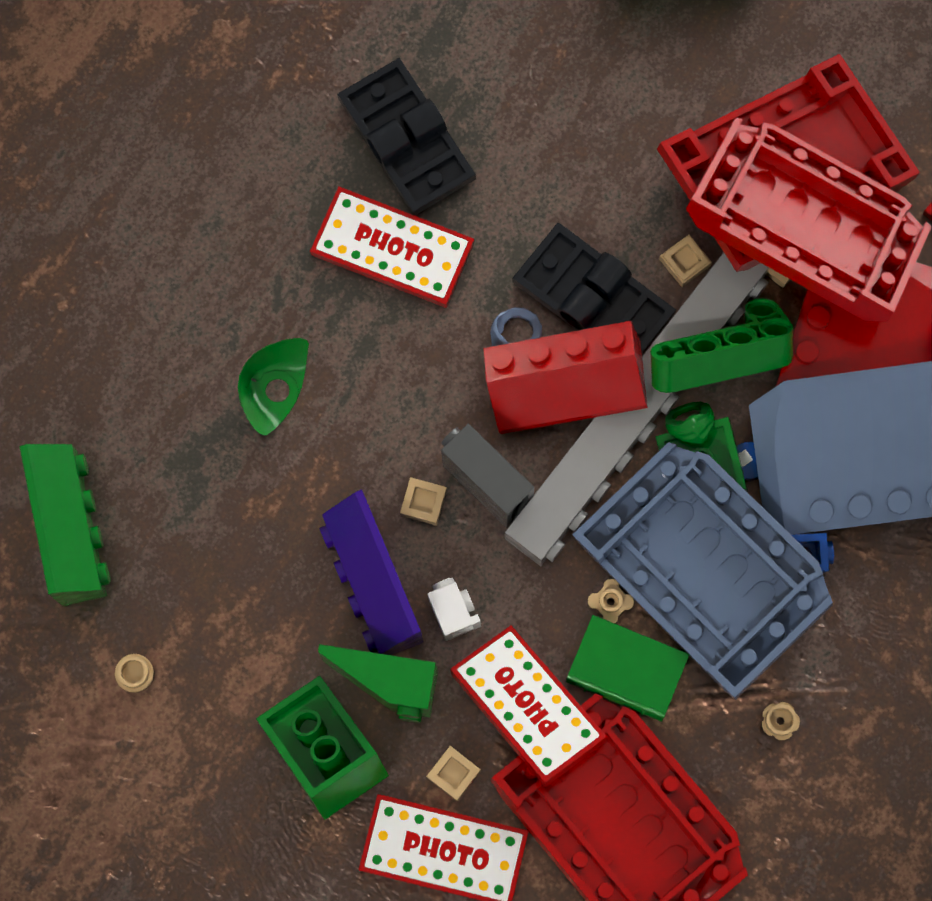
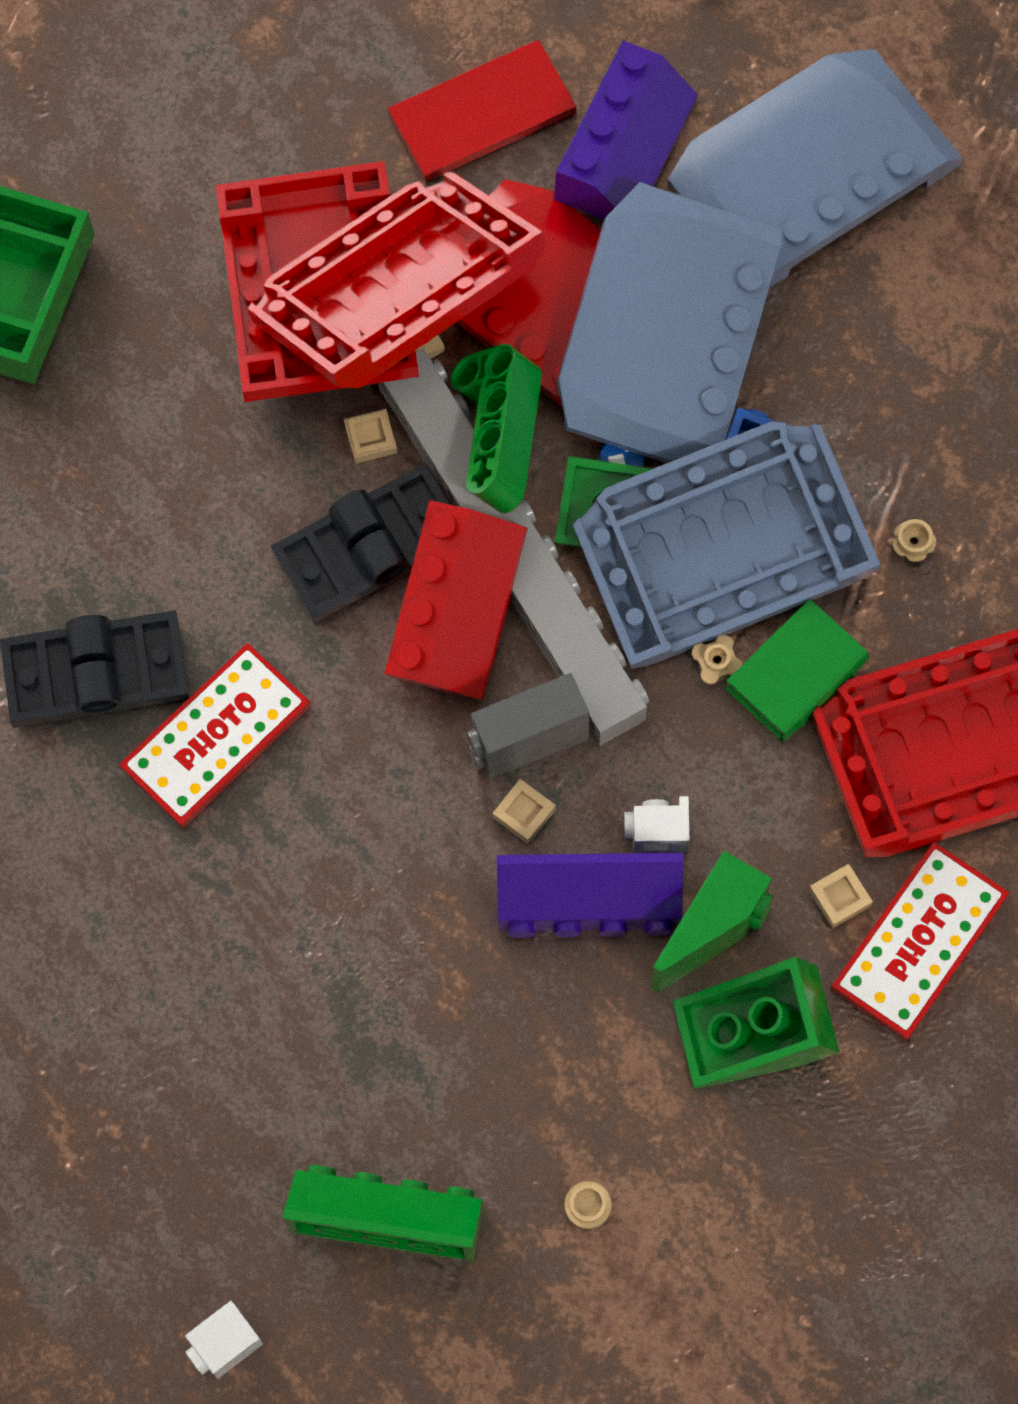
camera: 70 degrees left, 5 degrees down
(281, 361) = (295, 908): green piece -> none
(498, 324) = (376, 661): sand blue piece -> none
(528, 706) = (800, 784): tile -> none
(695, 427) = (569, 496): green piece -> none

